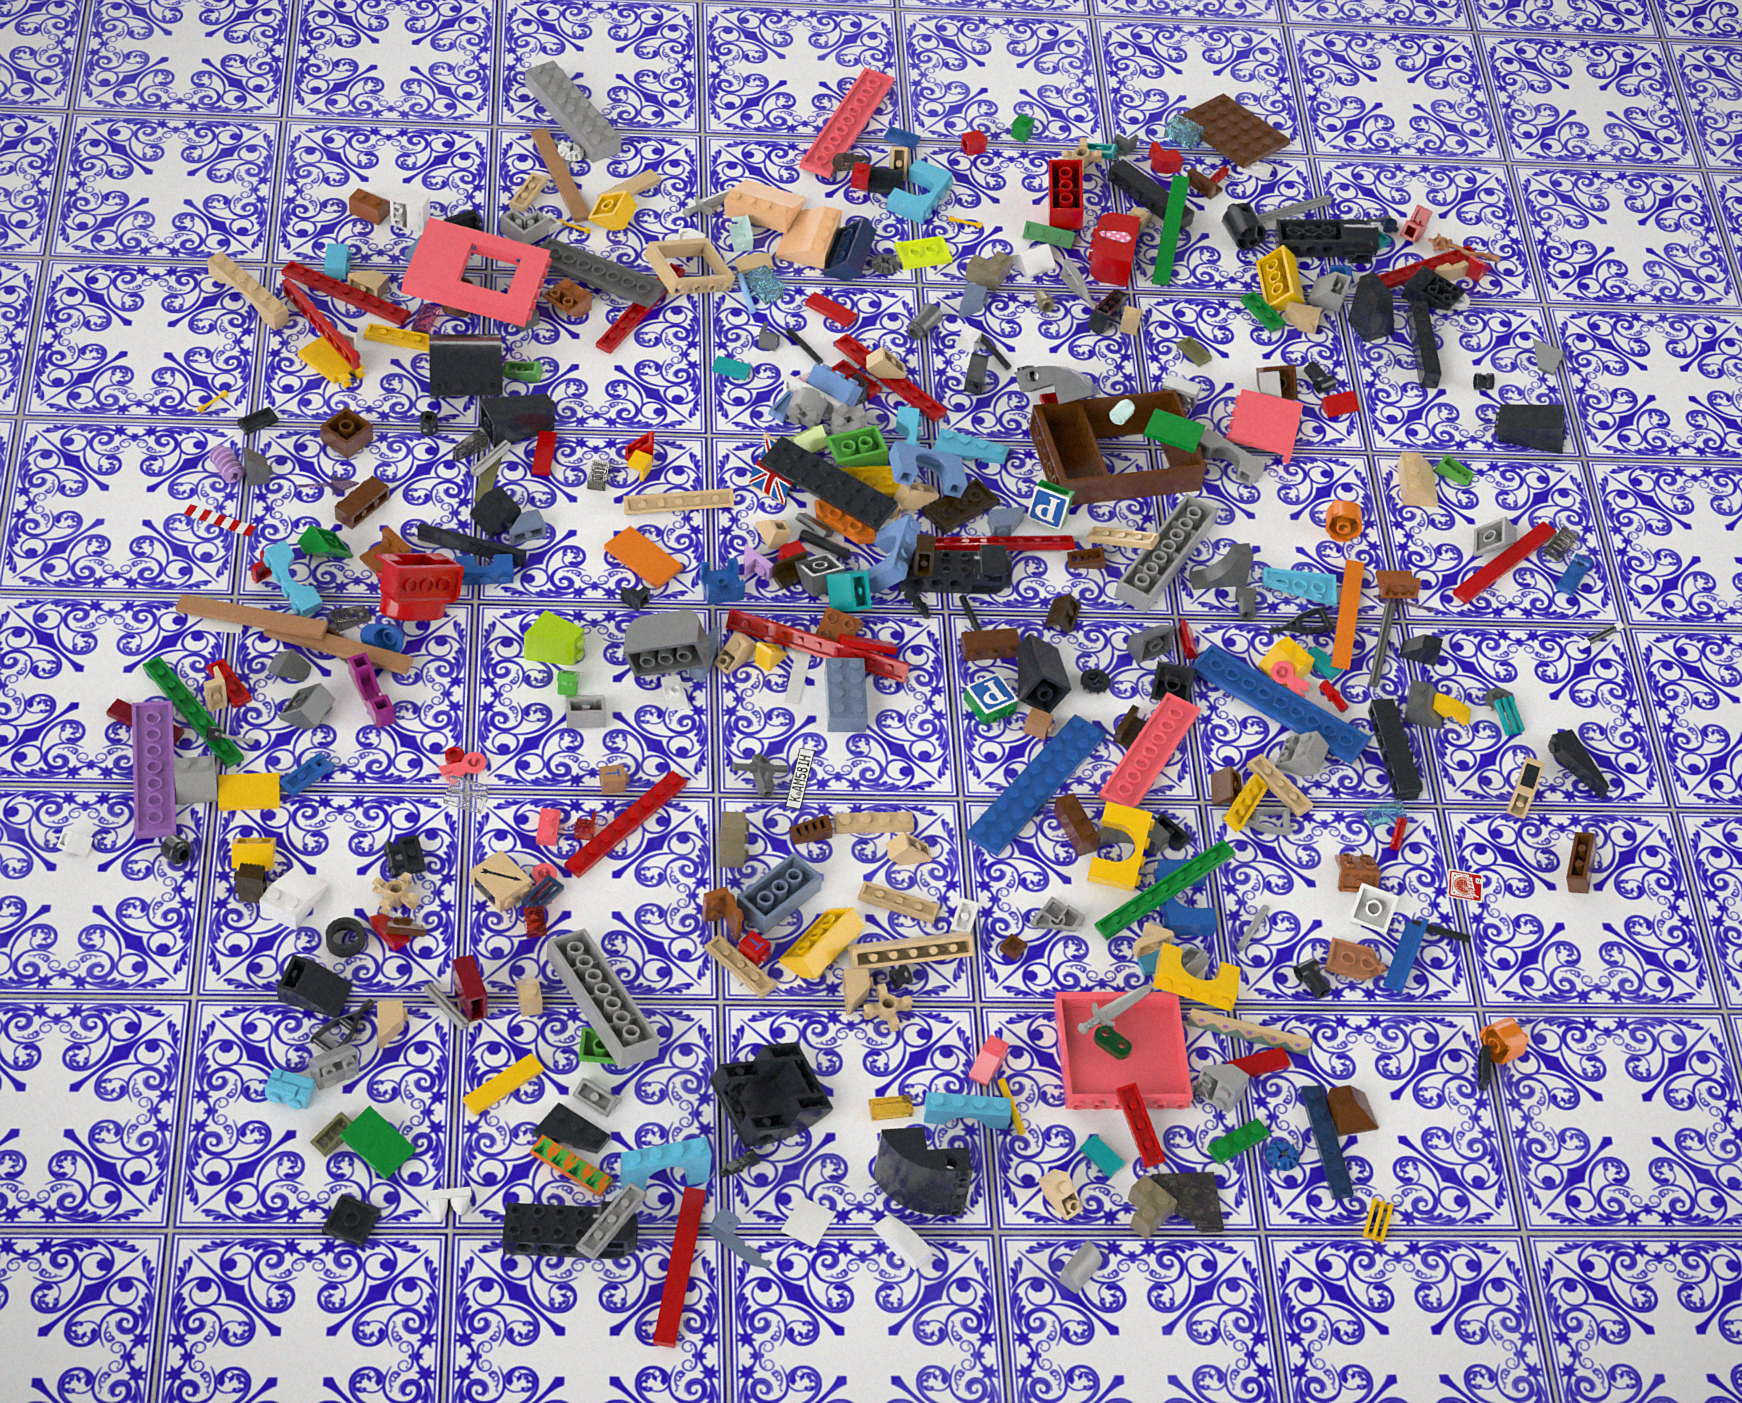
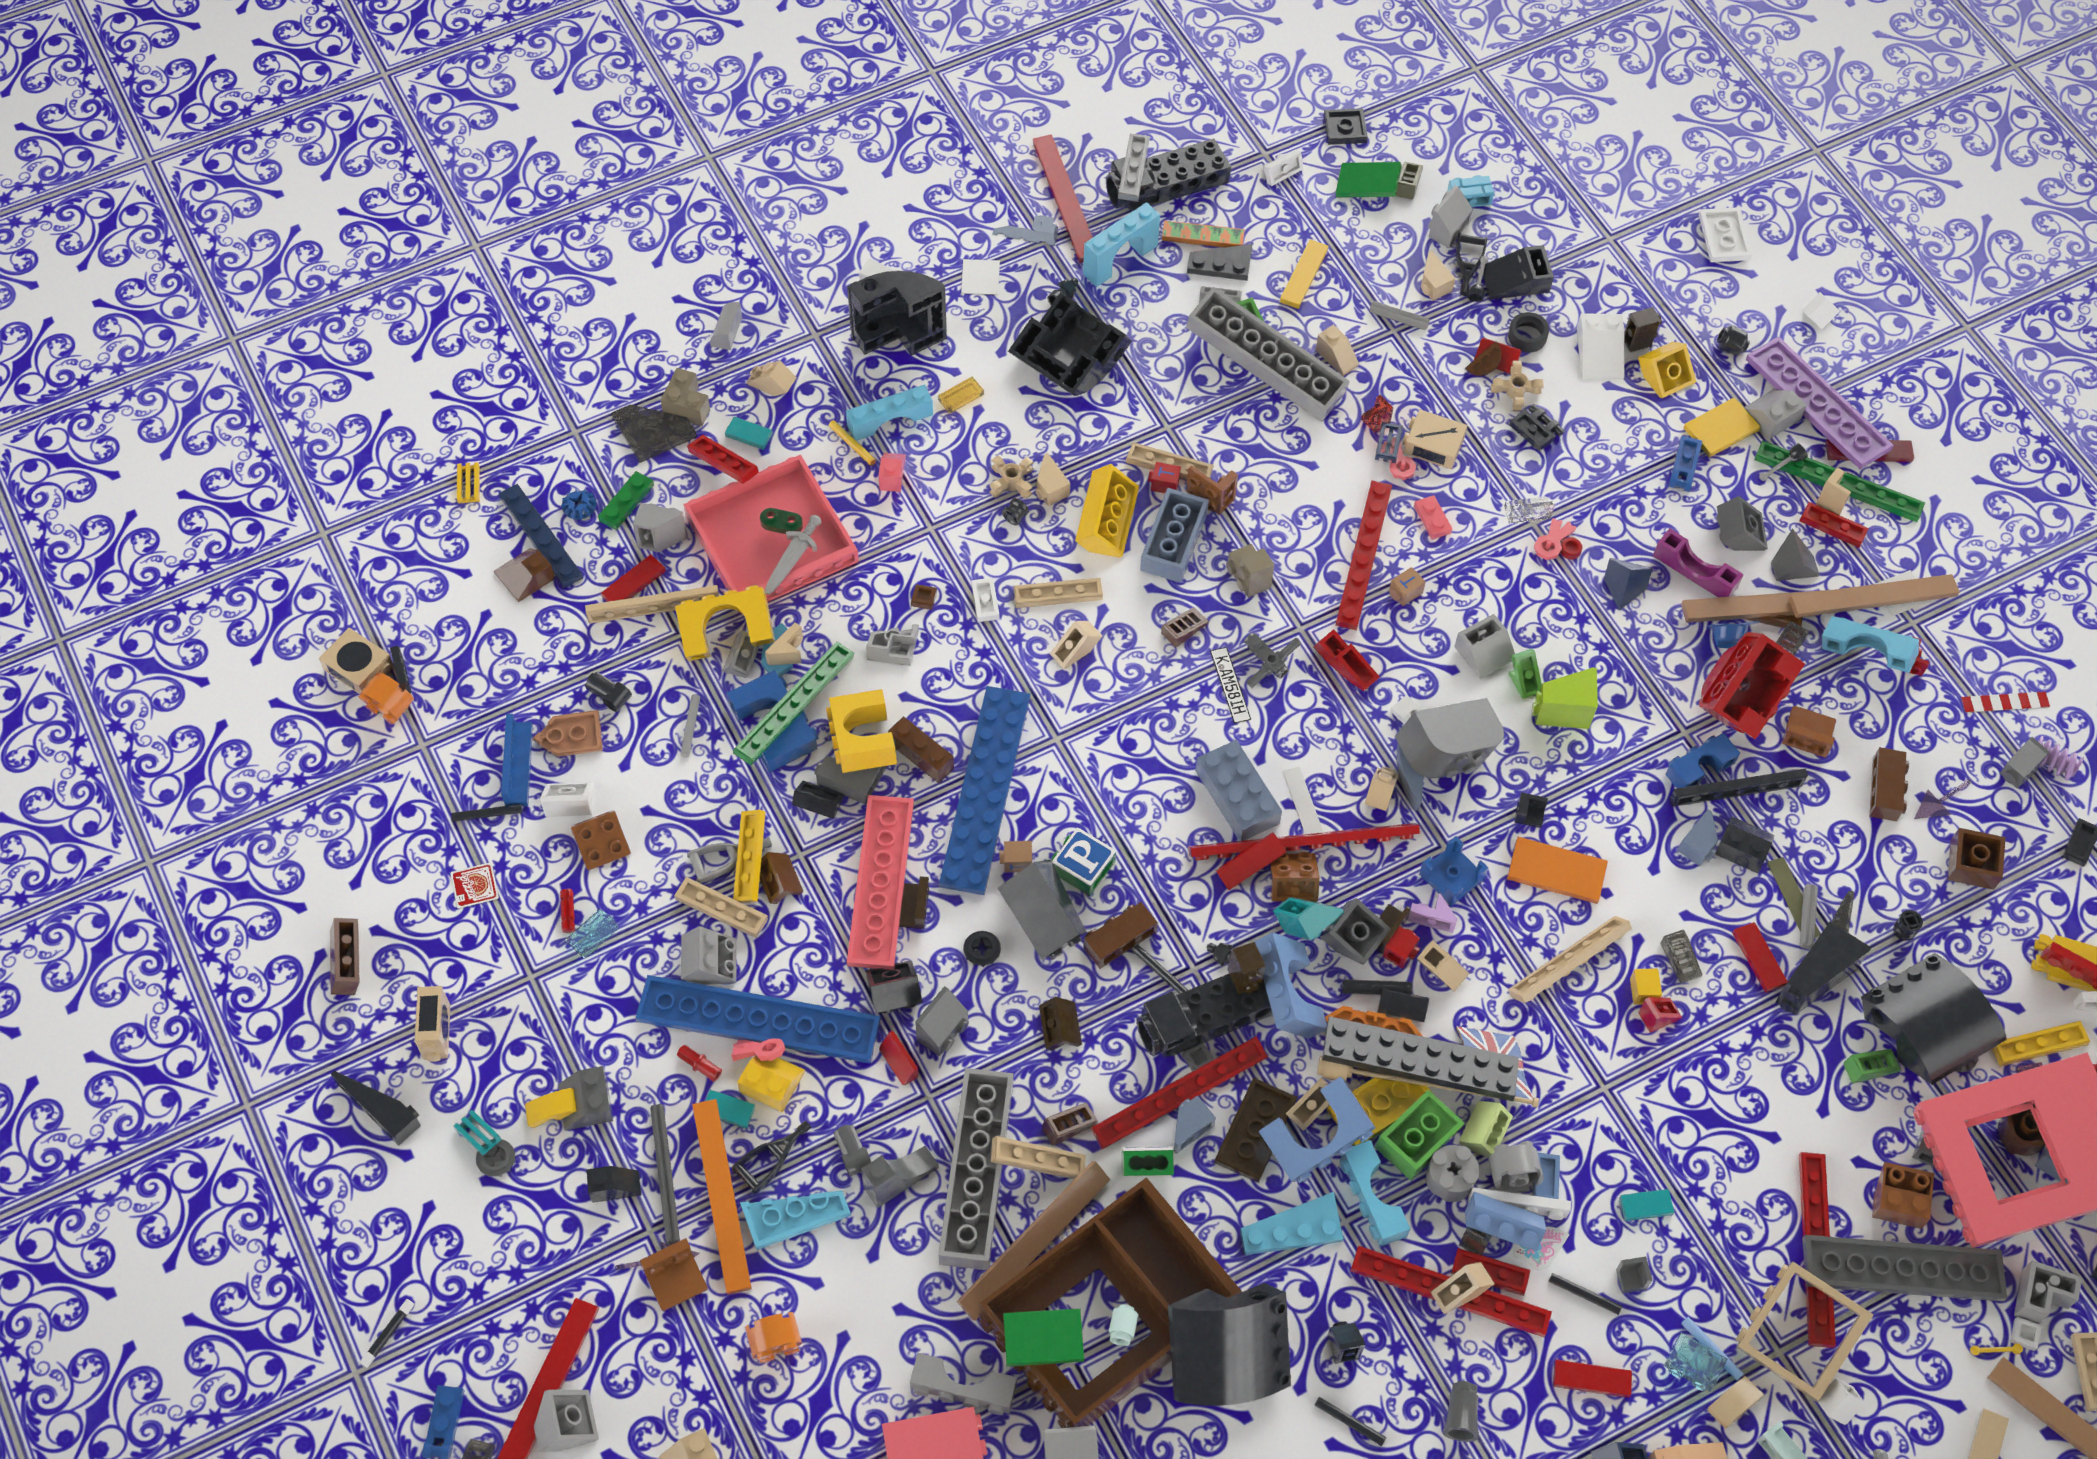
camera: 160 degrees right, 10 degrees up
(91, 946) = (1725, 234): none -> white plate
(323, 543) = (1875, 711): green slope -> none
(361, 992) = (1477, 292): none -> black hinge
(434, 709) = (1626, 580): none -> dark blue slope
(470, 988) = (1387, 322): dark red brick -> none
(584, 828) = (1396, 526): clear red panel -> none
(613, 210) = (1966, 1389): yellow slope -> none
(700, 750) = (1346, 660): none -> red slope
(768, 655) = (1346, 805): yellow slope -> none
(873, 822) = (1128, 666): tan plate -> none
(911, 950) = (1018, 535): tan brick -> none
(969, 339) = (1391, 1417): white panel -> none
(1142, 508) = (1035, 1237): none -> medium nougat tile
(1395, 750) = (604, 1017): black brick -> none
(1521, 1090) = (355, 660): none -> tan brick

